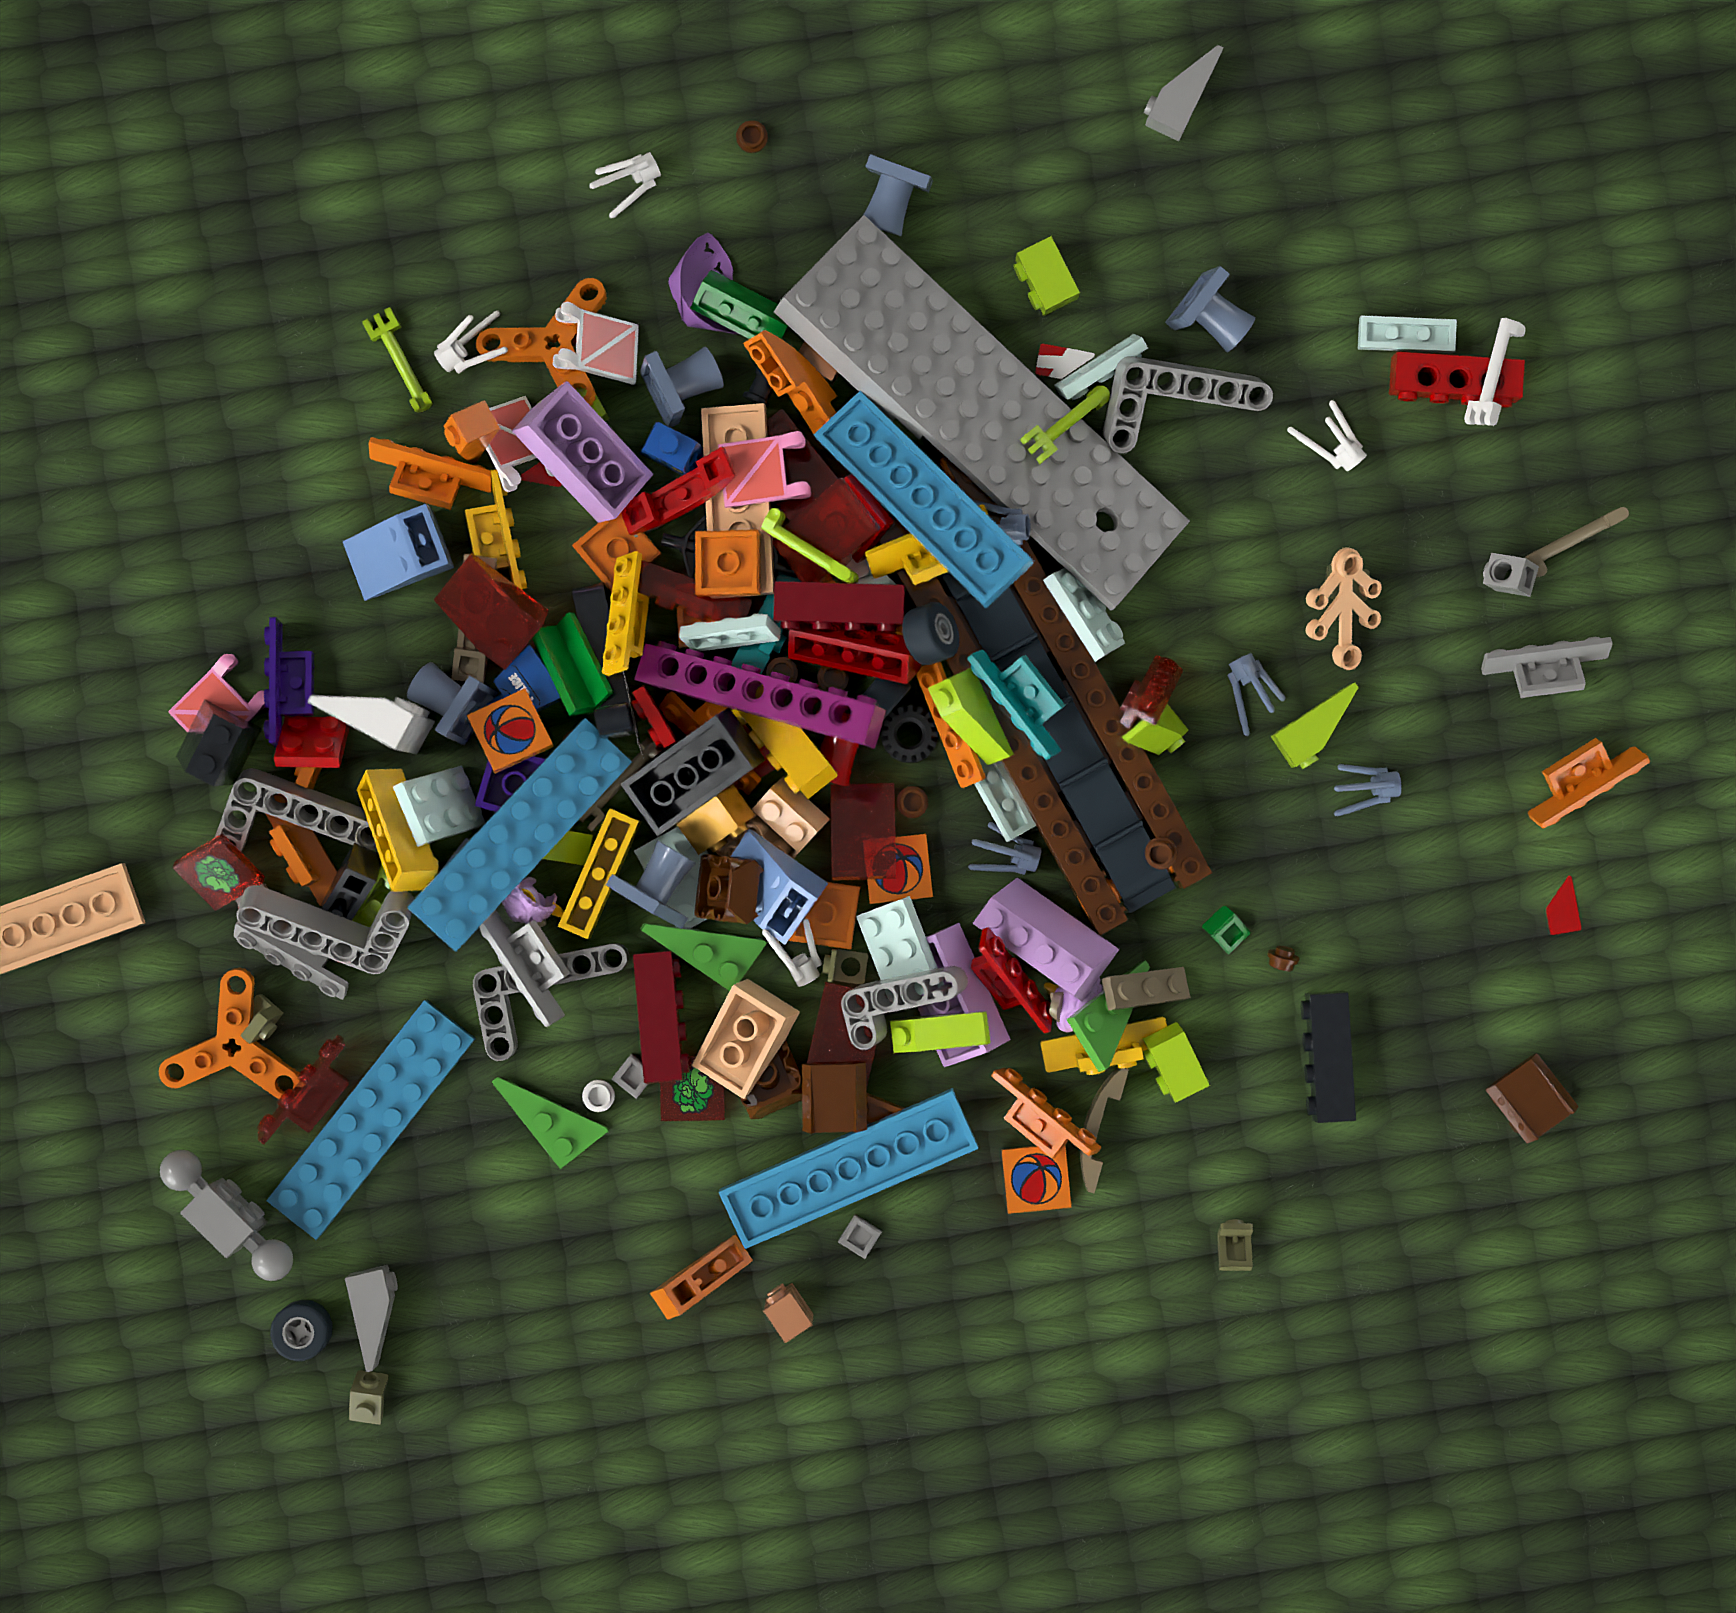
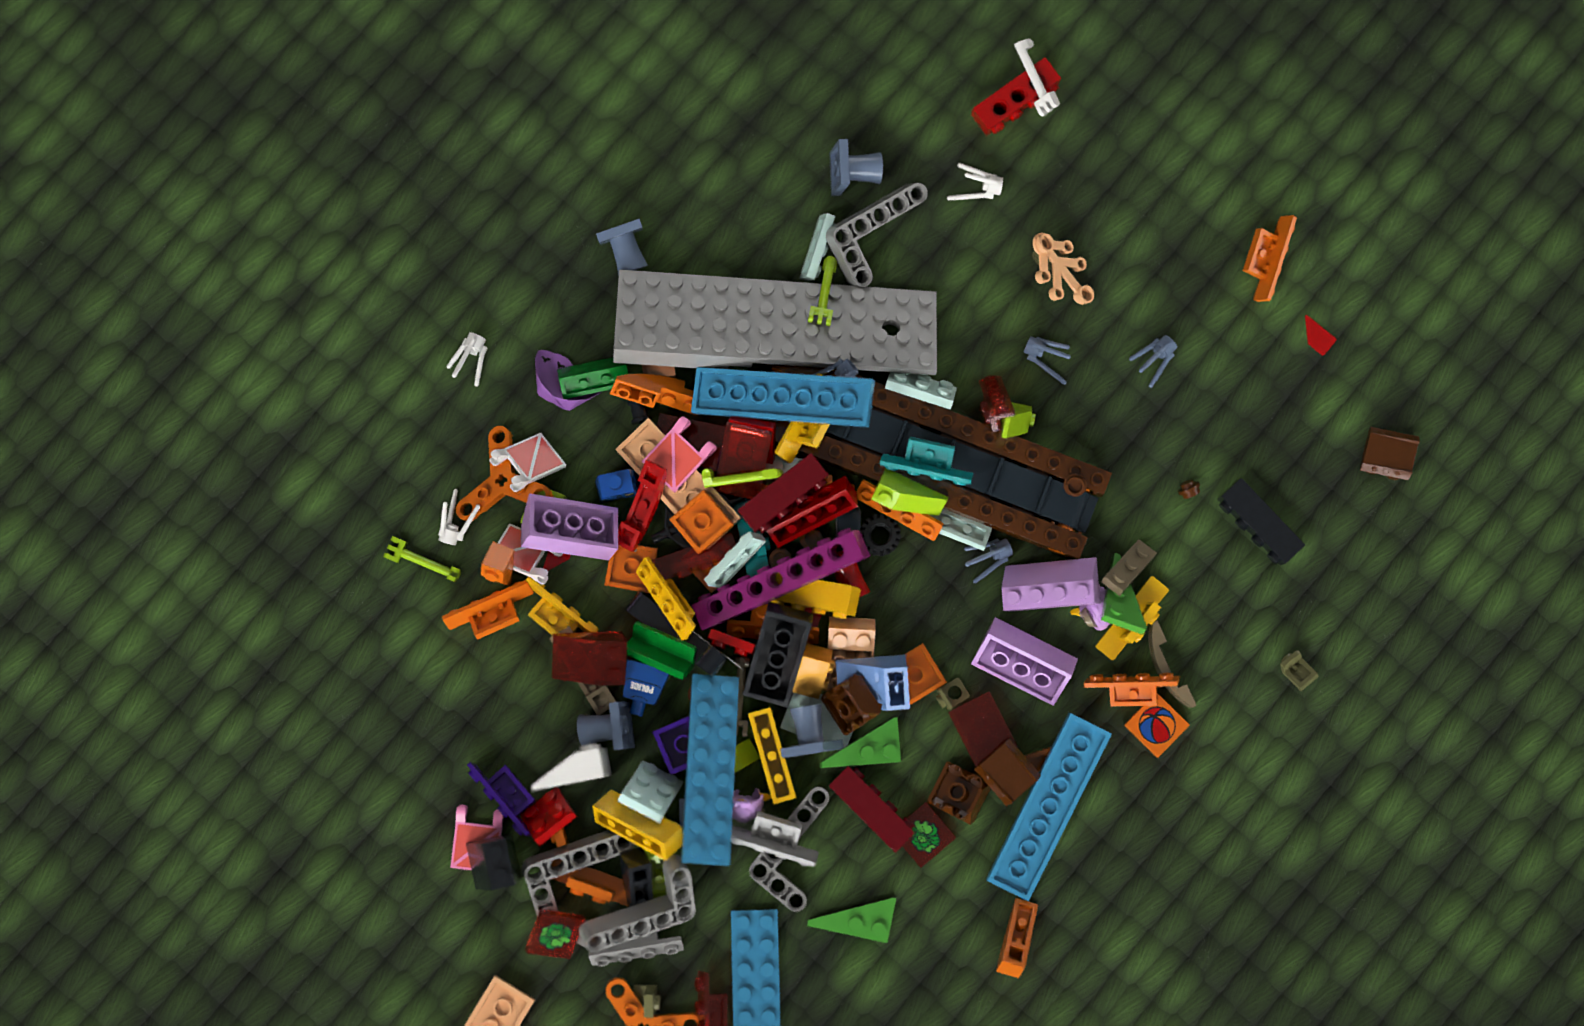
camera: 45 degrees left, 5 degrees down
(398, 552) = (509, 669): medium blue slope -> none
(510, 731) = (656, 716): tile -> none
(598, 1095) = (874, 883): white plate -> none
(631, 1076) = (883, 856): light grey tile -> none
(684, 380) = (589, 449): sand blue plant -> none
(745, 1037) = (929, 780): light nougat slope -> none
(752, 136) = (519, 278): reddish brown plate -> none
(787, 1311) = (1082, 915): nougat brick -> none
(801, 968) = (929, 715): white plant -> none
(859, 1236) = (1086, 840): light grey tile -> none
(863, 831) = (899, 610): clear red plate -> none
(897, 942) = (975, 659): light aqua plate -> none
(904, 997) = (1002, 682): light grey beam -> none
(912, 802) = (912, 571): reddish brown plate -> none
(912, 873) = (935, 615): tile -> none
(930, 633) = (848, 467): black wheel -> none
(940, 1031) = (1036, 685): lime slope -> none
(1007, 980) = (1050, 627): red bracket -> none
(1046, 276) = (746, 222): lime brick -> none
(1060, 361) = (791, 263): white sticker -> none
(1175, 1062) = (1179, 595): lime brick -> none
(1177, 100) = (739, 70): light grey slope -> none
(1226, 929) = (1144, 499): green slope -> none
(1312, 730) = (1099, 350): lime slope -> none
(1407, 334) = (969, 95): light aqua plate -> none
(1521, 578) = (1143, 175): light grey brick -> none
(1548, 667) = (1198, 211): light grey bracket -> none
(1575, 537) = (1142, 159): dark tan hinge -> none

